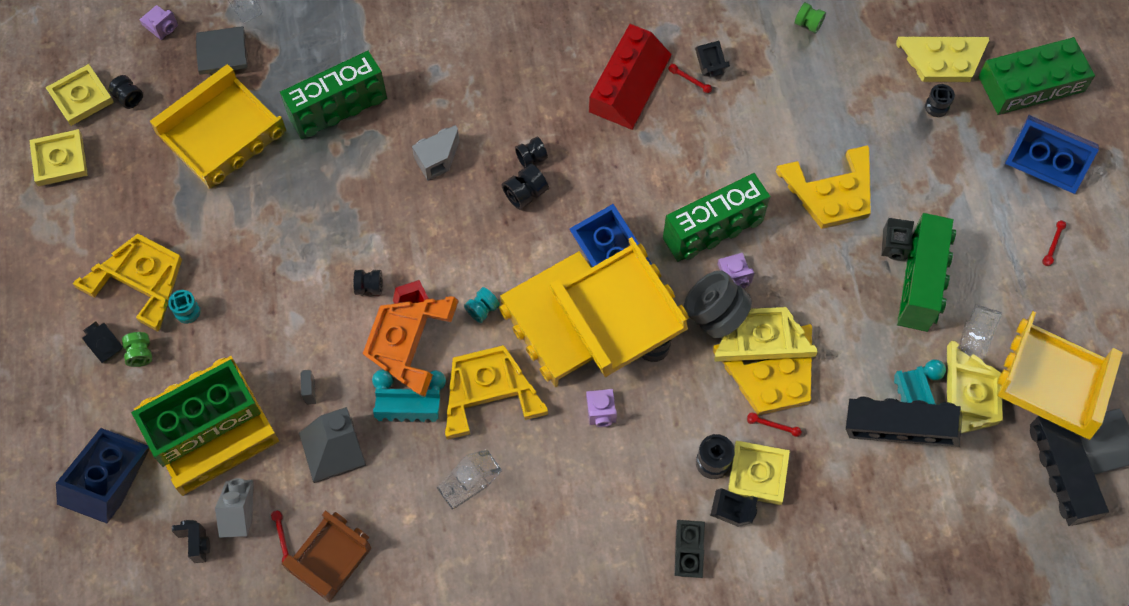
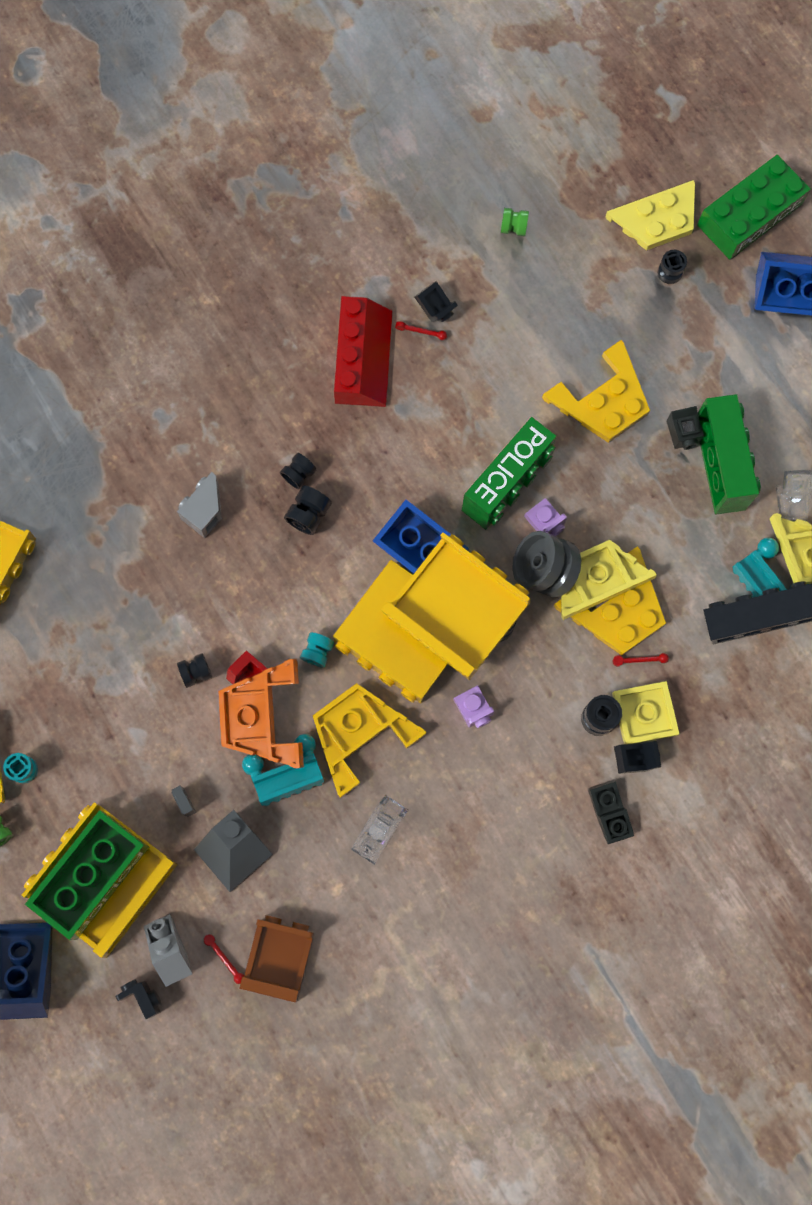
camera: 25 degrees left, 10 degrees up
(334, 95) = (73, 485): green brick -> none

